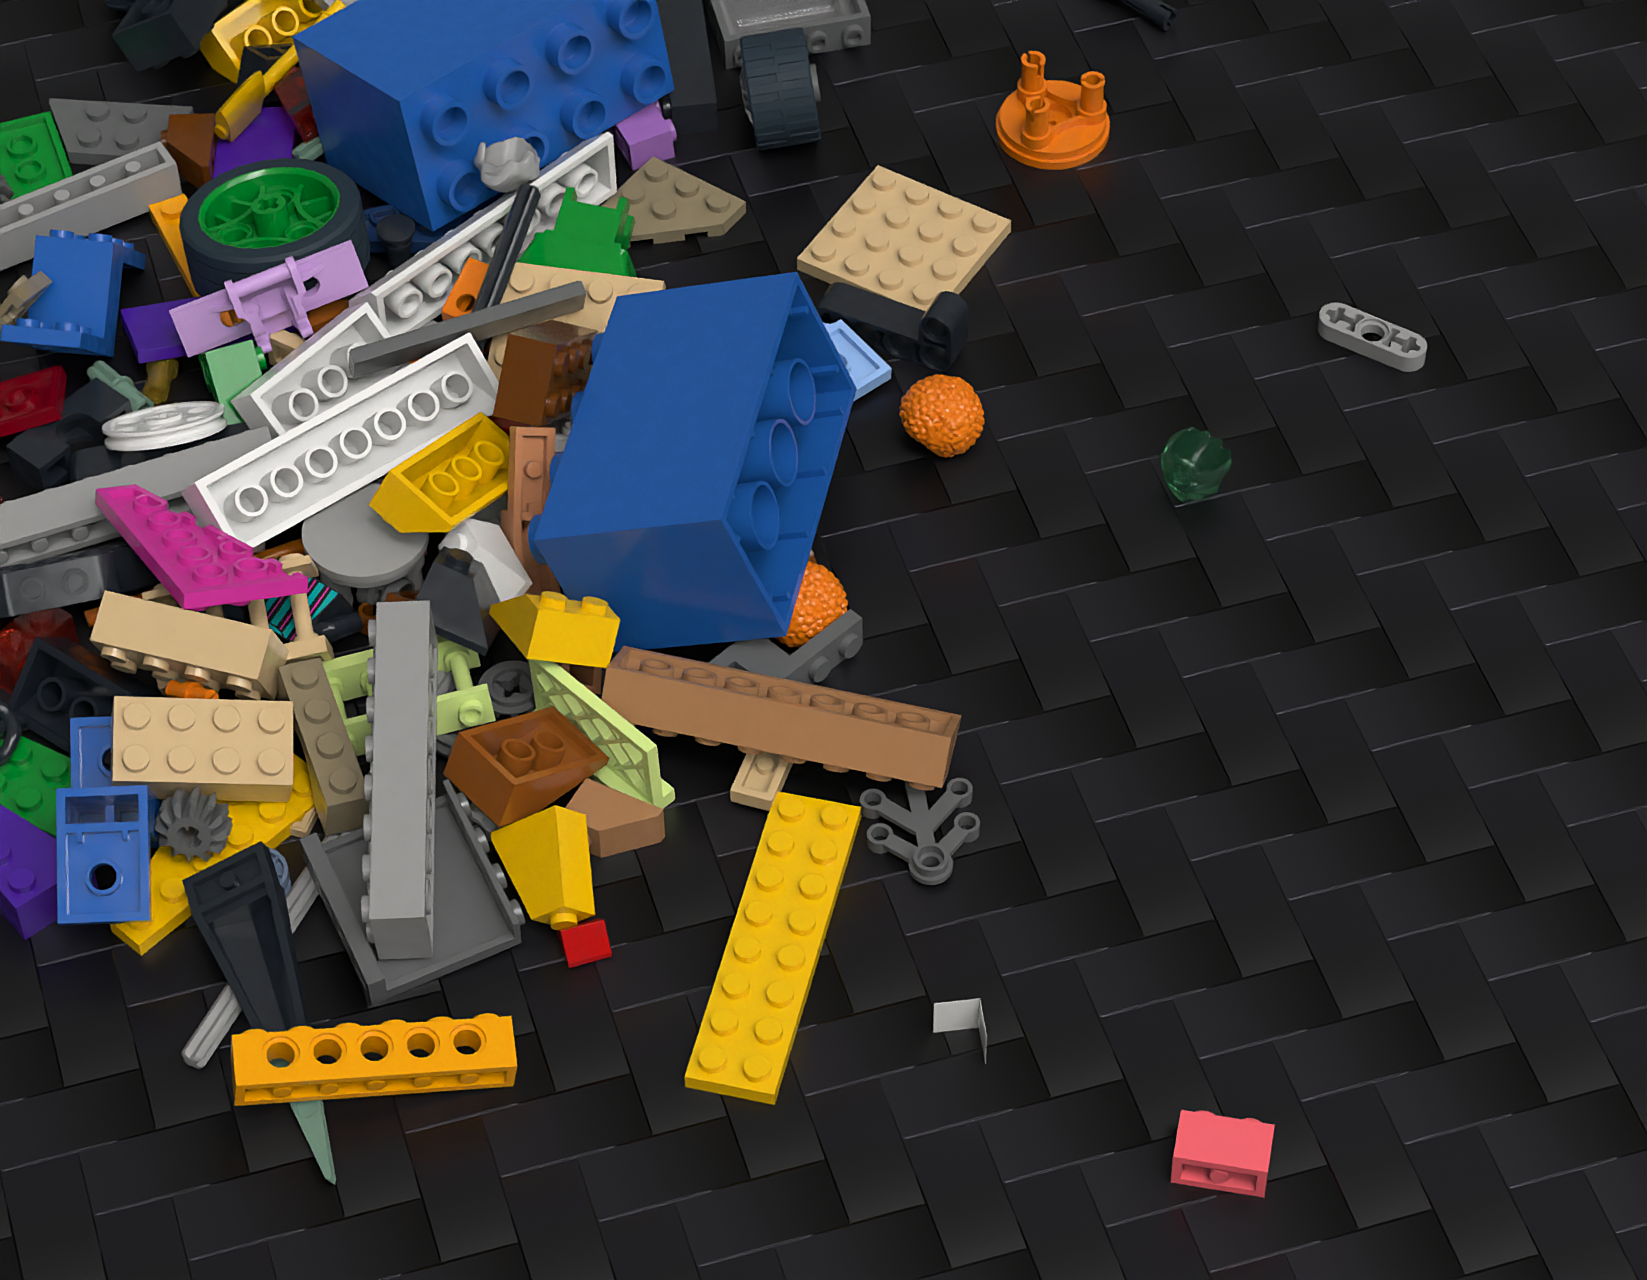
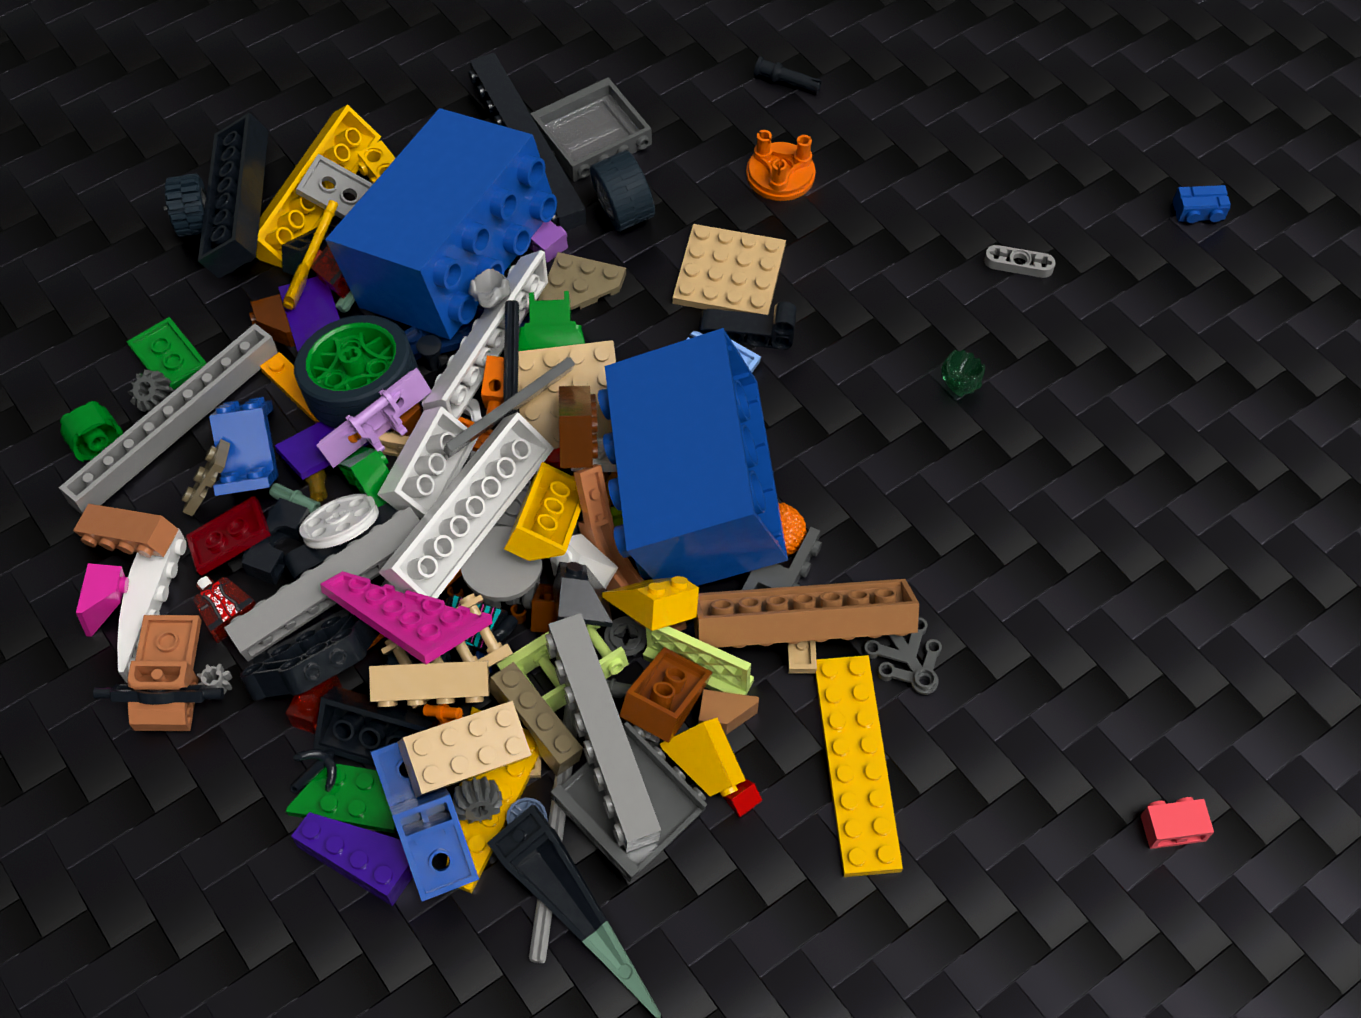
camera: 20 degrees left, 10 degrees up
(107, 130) = (214, 319): dark grey wing -> none
(355, 1076) = (592, 970): light orange brick -> none
(942, 414) = (805, 379): orange hair -> none
(959, 1016) = (1002, 780): white sticker -> none

